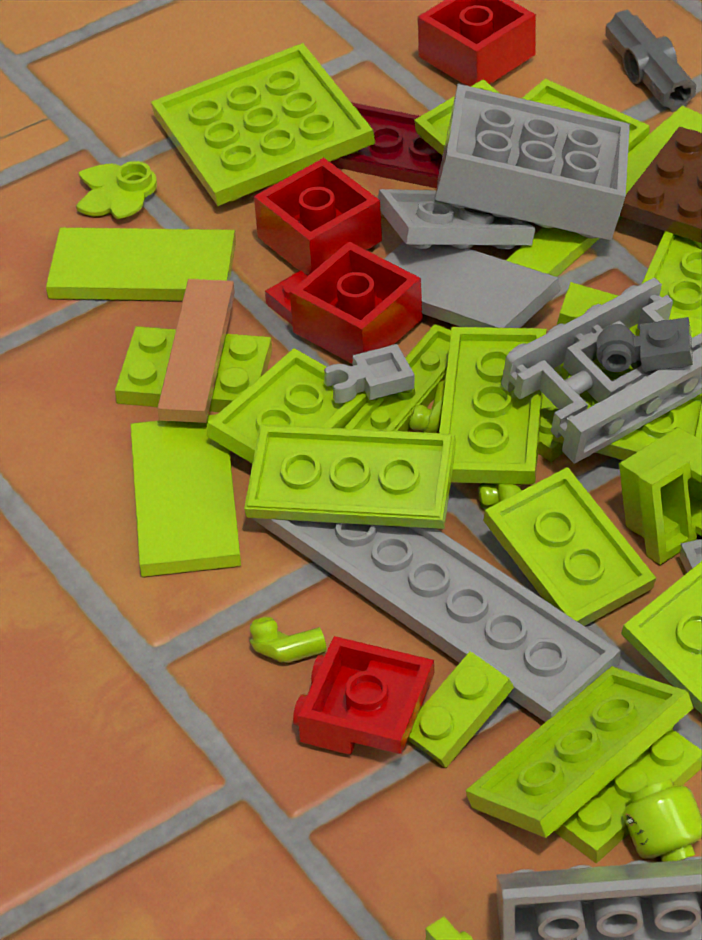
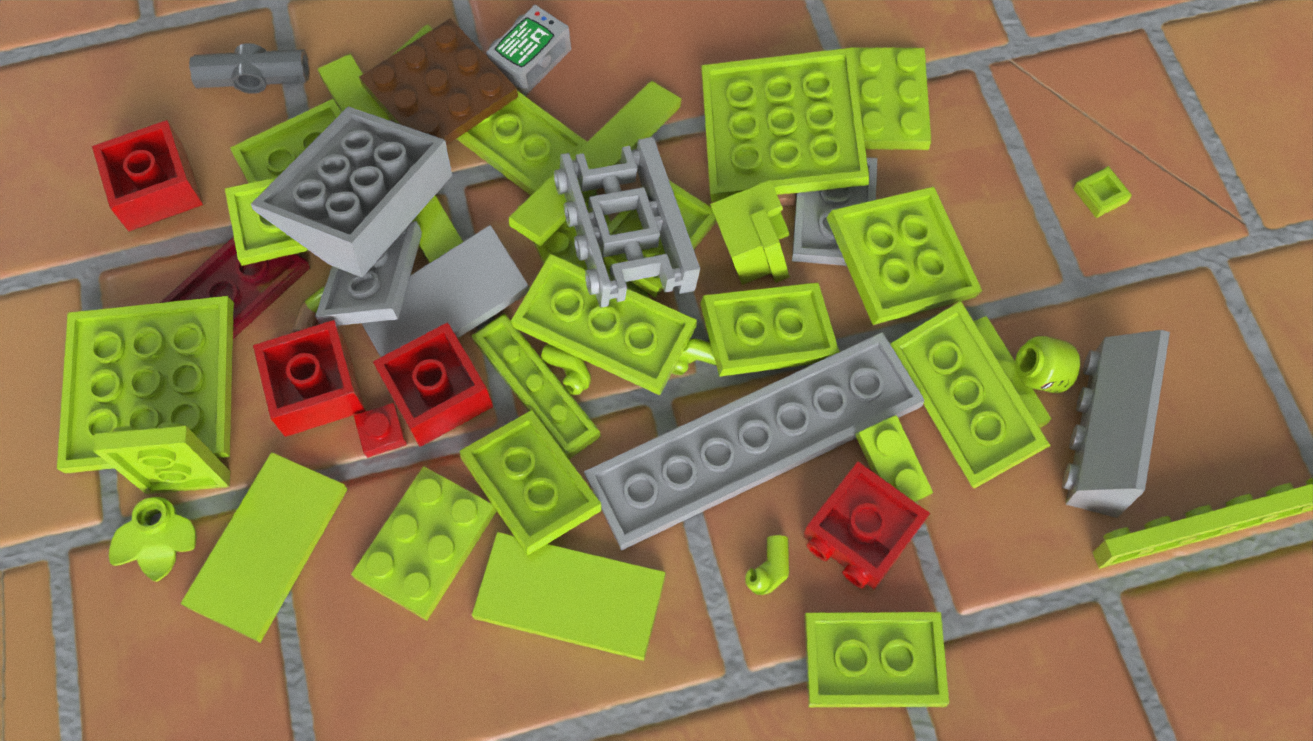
camera: 70 degrees left, 20 degrees up
(178, 144) = (162, 458): none -> lime plate
(196, 351) = (423, 530): nougat tile -> none
(216, 758) = (875, 659): none -> lime plate
(351, 476) = (639, 456): lime tile -> none
(375, 372) = (521, 397): light grey plate -> none
(658, 347) = (636, 178): dark grey plate -> none

